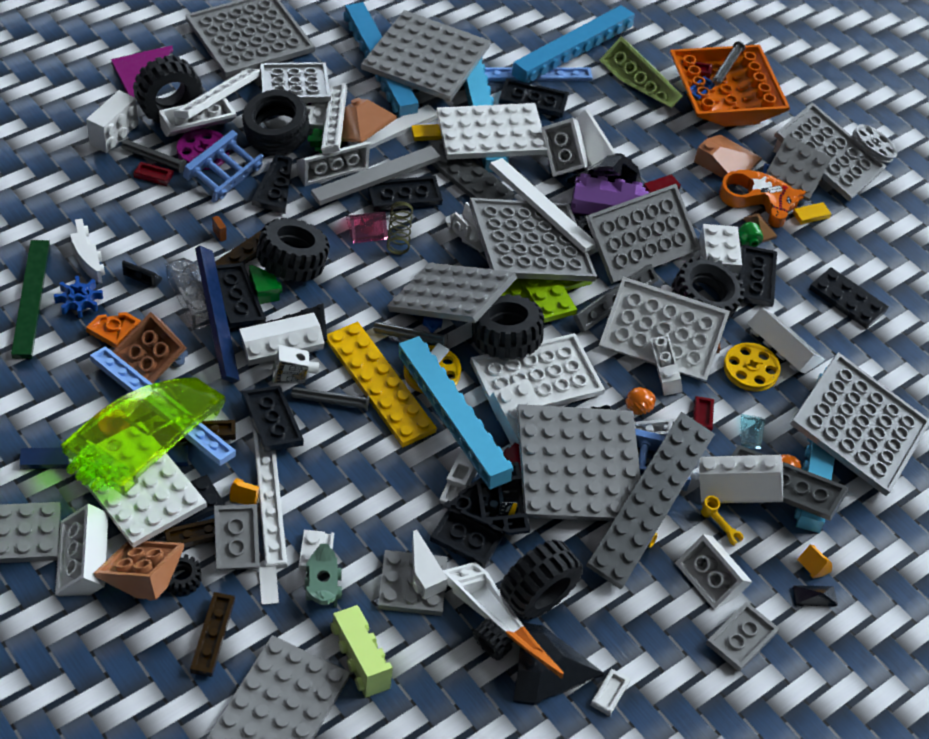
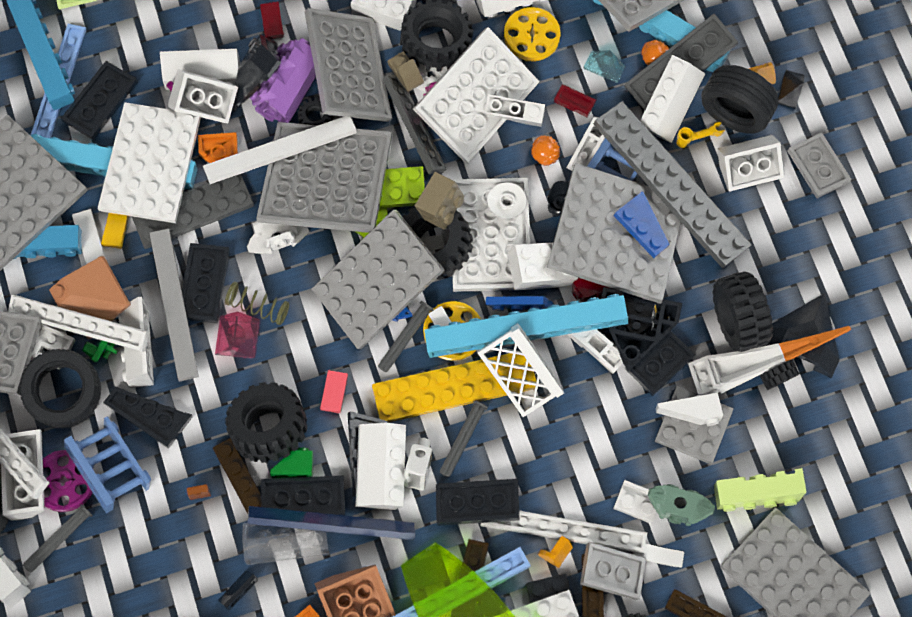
camera: 65 degrees left, 20 degrees up
(153, 174) = (85, 545): dark red tile -> none
(341, 299) = (334, 392): none -> coral tile
(420, 421) = (534, 359): none -> white fence
(474, 400) = (518, 303): none -> blue wing
(532, 173) = (217, 146): none -> orange plate
(538, 301) = (440, 200): none -> dark tan brick
(572, 373) = (507, 192): none -> white dish
(595, 477) = (643, 225): none -> wing
(610, 692) = (843, 294): white tile -> none
(661, 275) = (406, 71): none -> dark tan slope
(769, 531) = (740, 99): none -> black tyre

